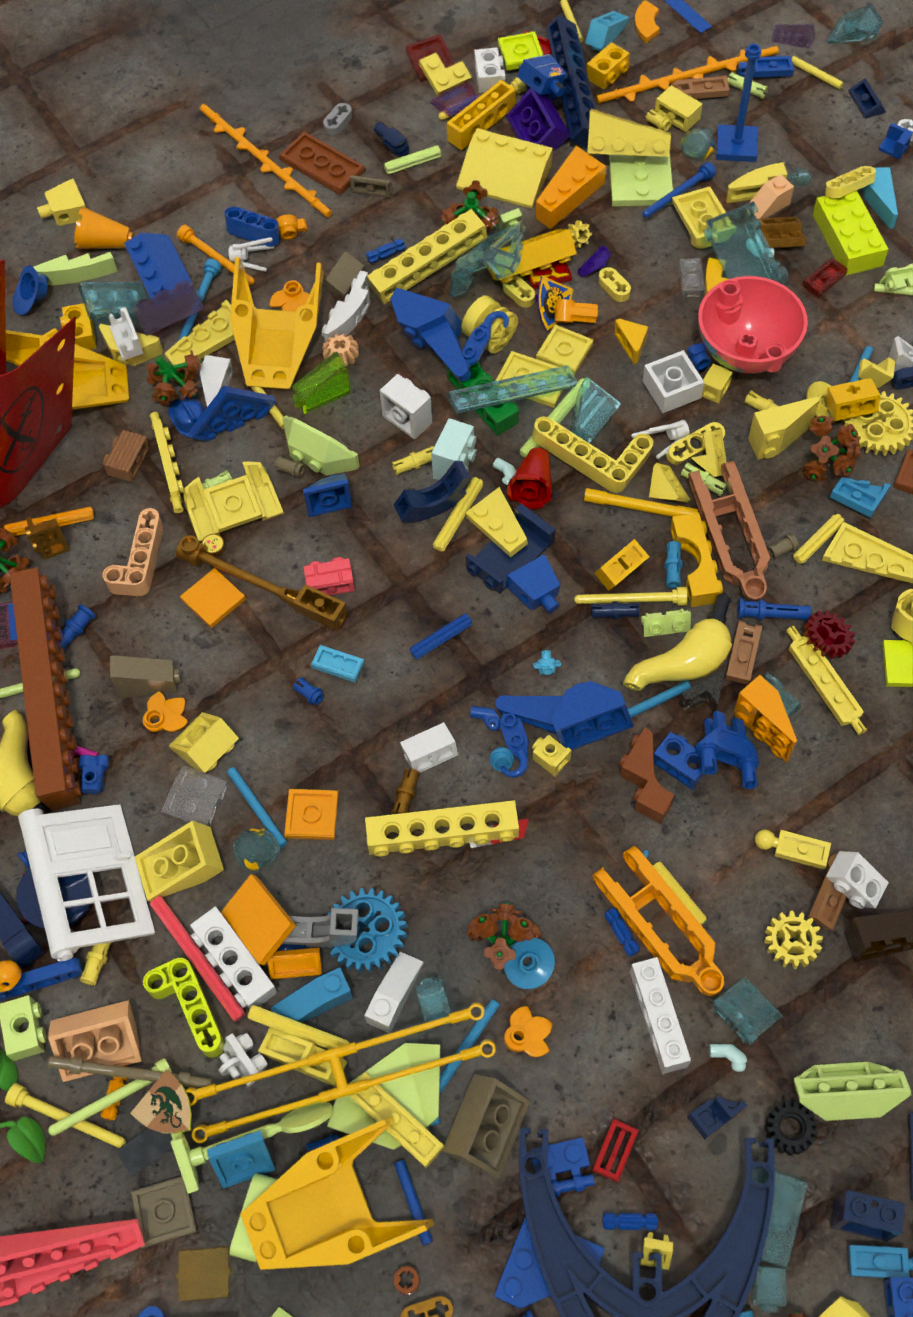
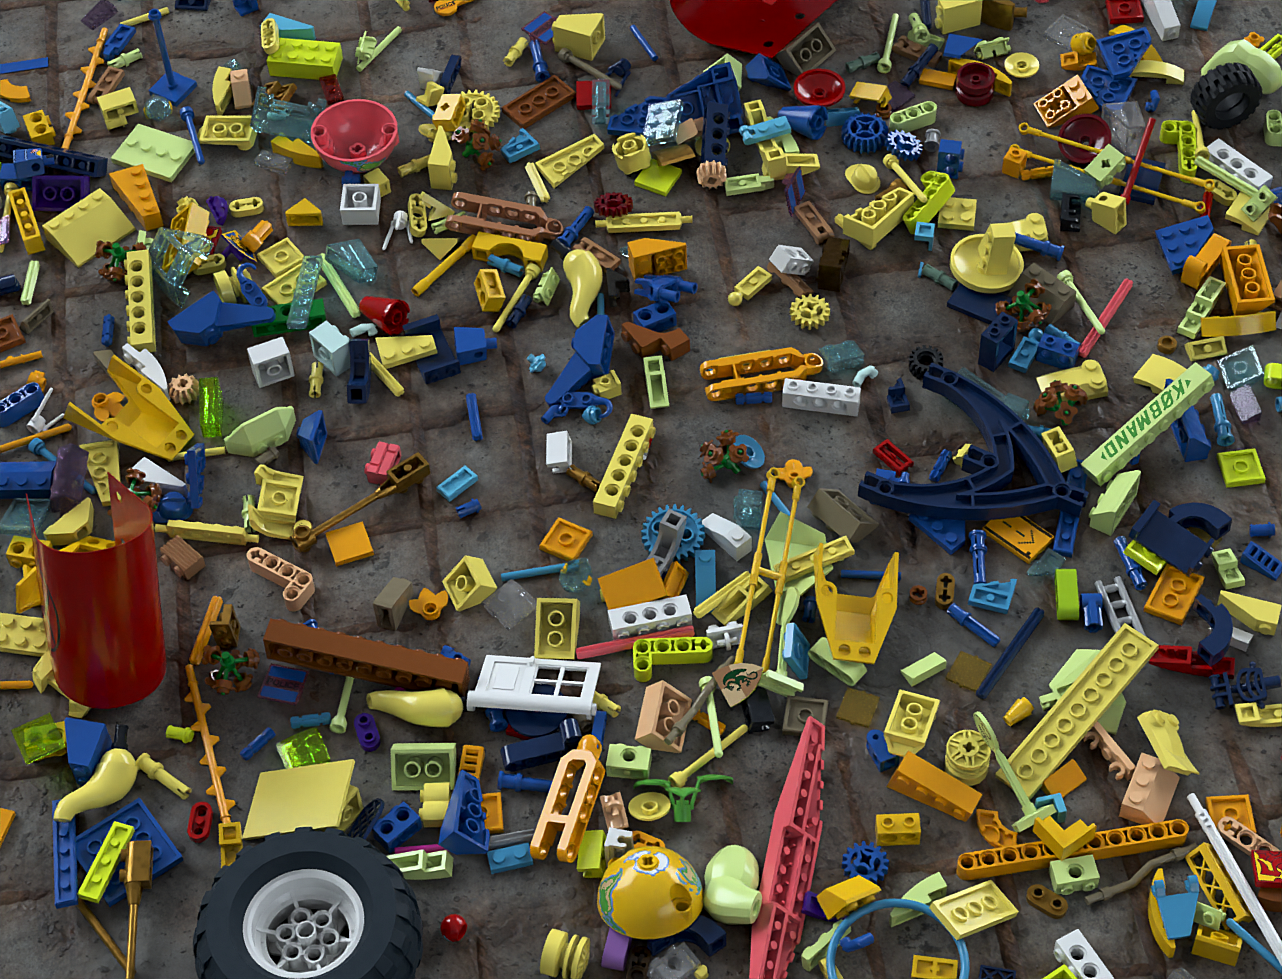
camera: 65 degrees left, 10 degrees down
(125, 335) = (73, 513): white hinge -> none
(584, 807) = (656, 382): none -> yellowish green slope
(591, 455) = (405, 271): light yellow beam -> none
(624, 137) = (125, 143): light yellow wedge -> none
(851, 1090) = (920, 319): yellowish green wedge -> none

